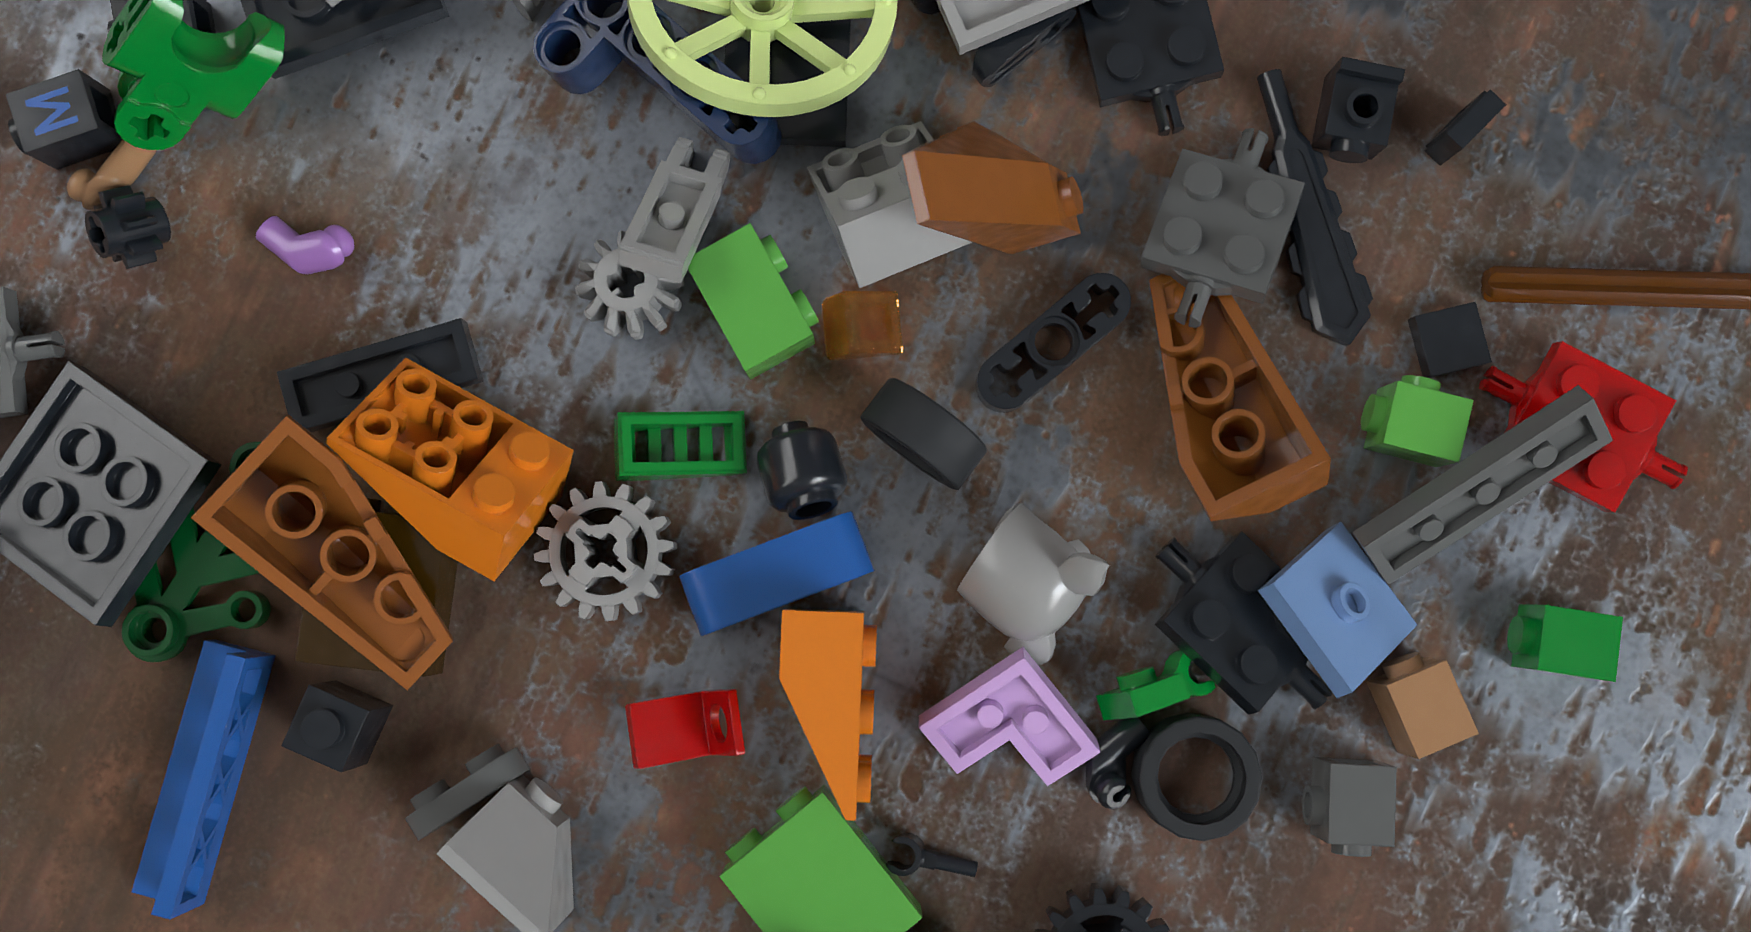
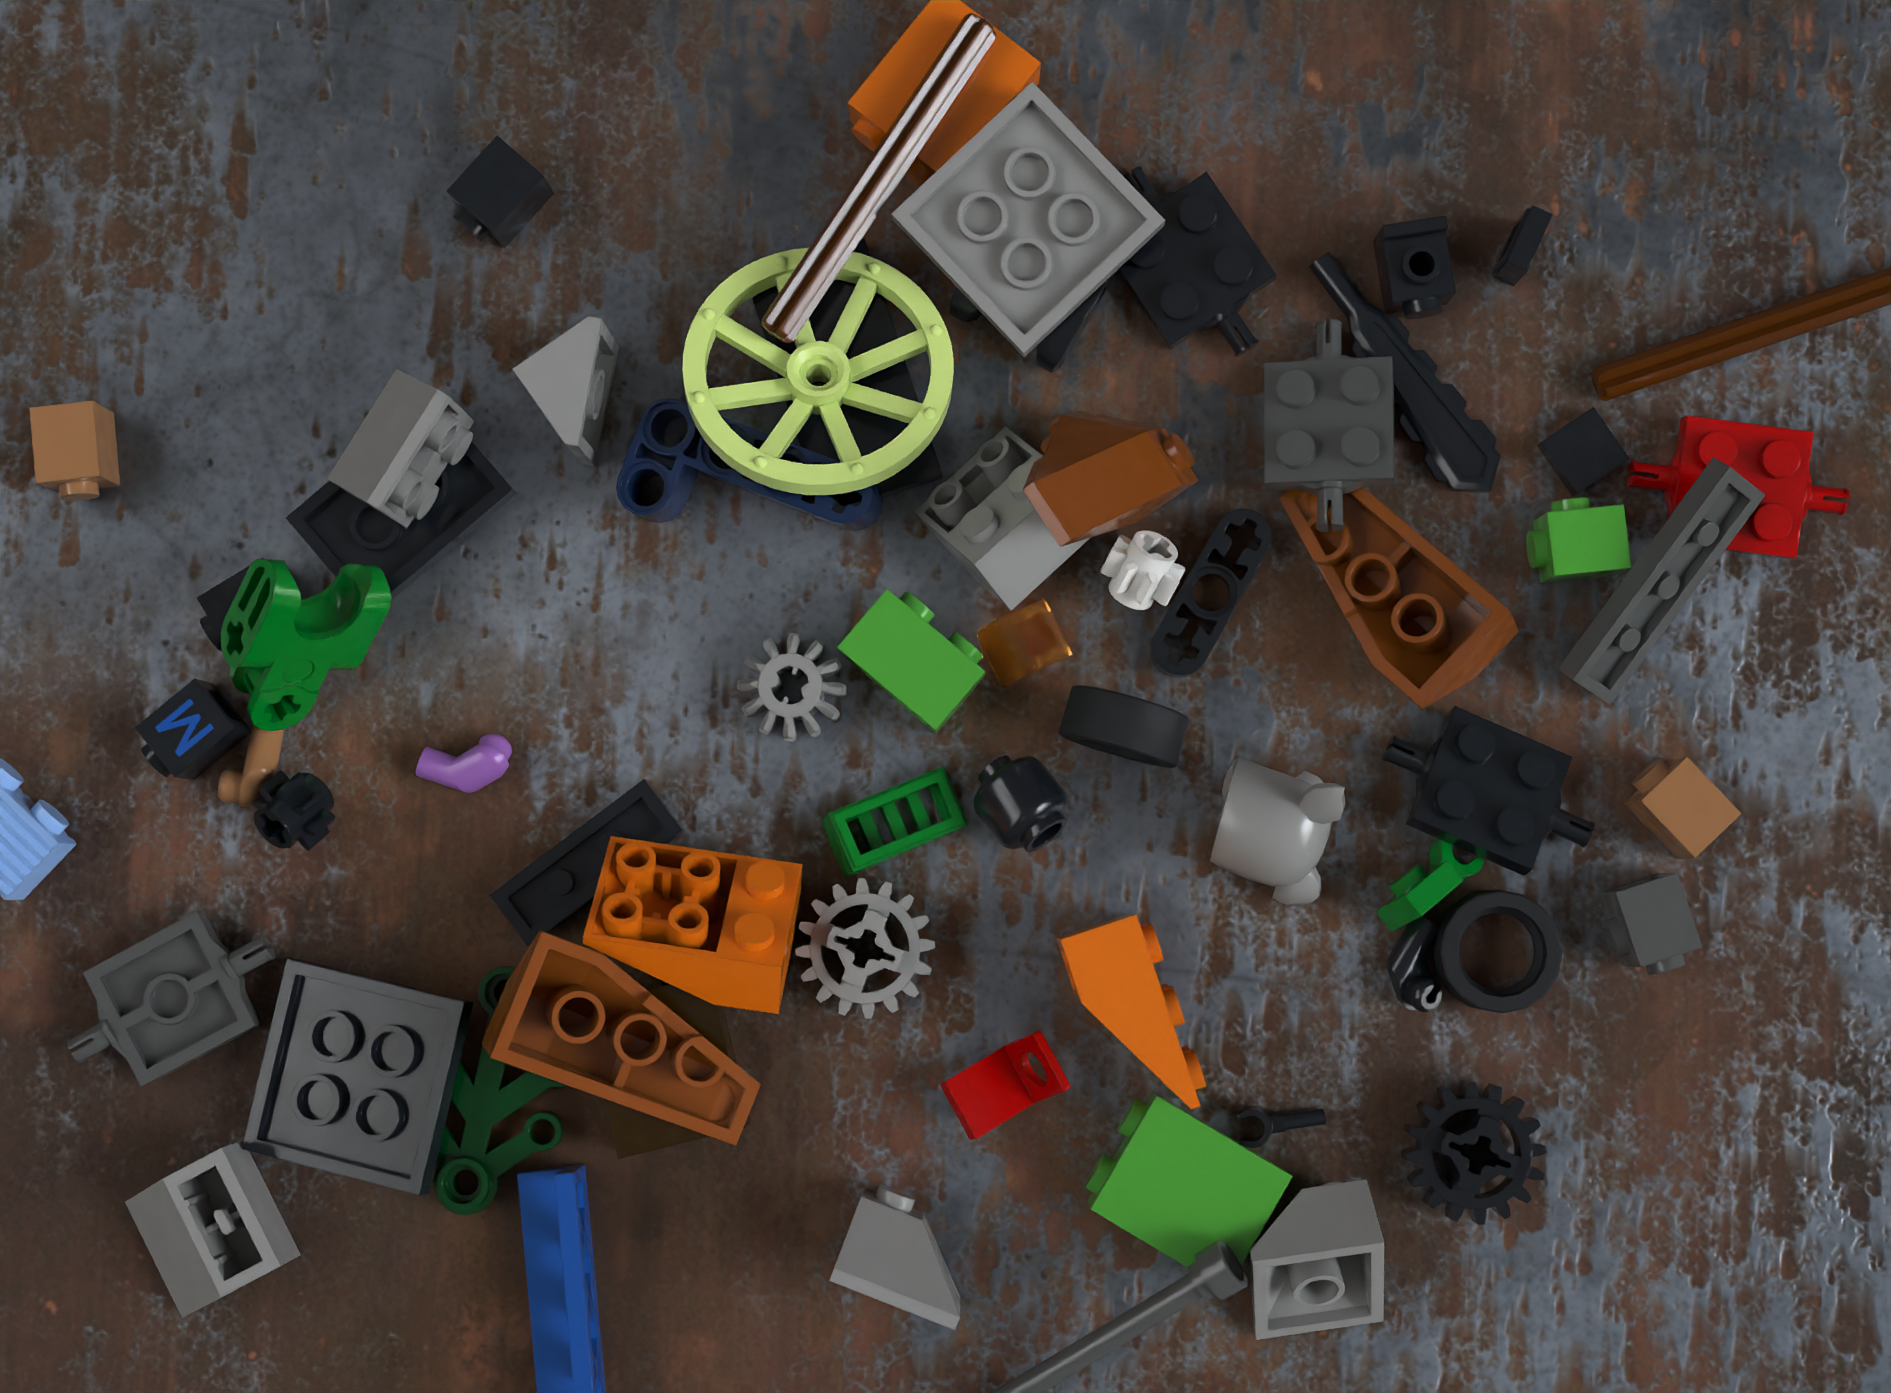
camera: 15 degrees left, 0 degrees up
(337, 725) = (676, 1205): black brick -> none
(442, 804) = (801, 1242): dark grey plate -> none
(674, 213) = (812, 606): light grey hinge -> none
(776, 573) = (1033, 909): blue beam -> none
(997, 296) = (1143, 570): none -> white gear
(1015, 705) = (1303, 948): lavender plate -> none
(1338, 609) = (1571, 745): medium blue plate -> none
(1565, 641) = (1792, 697): green brick -> none

